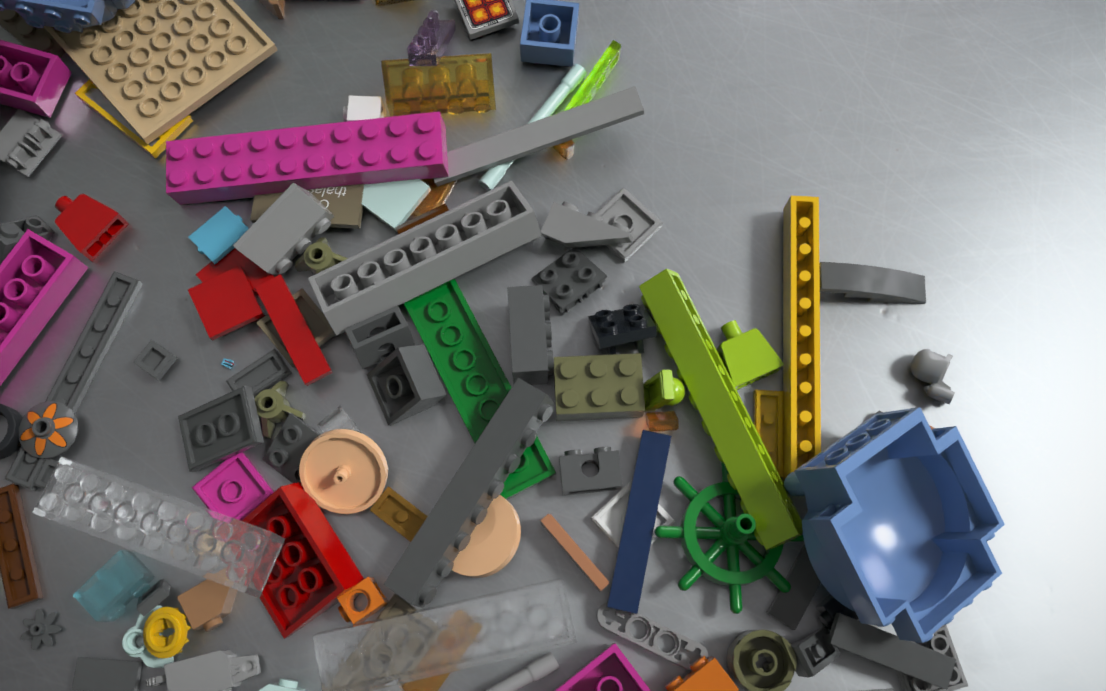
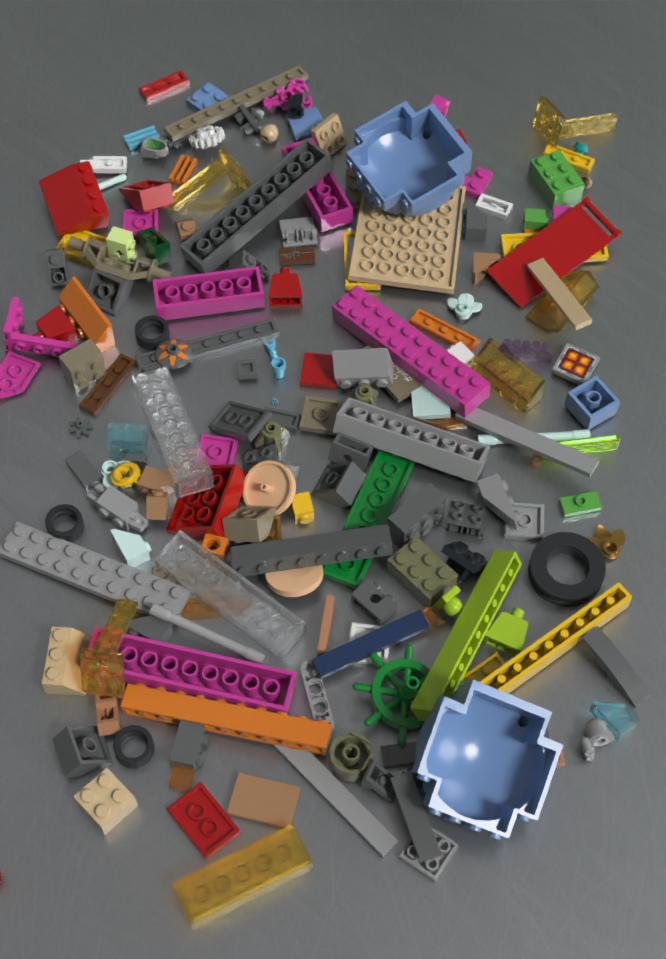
camera: 50 degrees right, 15 degrees down
(54, 171) = (297, 255): none -> reddish brown tile
(183, 319) = (278, 364): none -> medium azure brick
(219, 234) = (329, 343): medium azure piece -> none
(226, 302) = (303, 375): red tile -> none
(244, 626) = (157, 505): none -> medium nougat brick
(293, 330) = (317, 413): red tile -> none
(302, 52) = (464, 305): none -> light aqua plate
(311, 101) = (442, 330): none -> orange tile
(368, 534) = (248, 523): none -> dark tan slope
(402, 452) = (302, 508): none -> yellow brick
(652, 150) = (580, 504): none -> bright green plate
(718, 161) = (605, 540): none -> pearl gold plate
(733, 198) = (578, 547): none -> black tyre
(934, 332) = (618, 716): none -> clear light blue slope

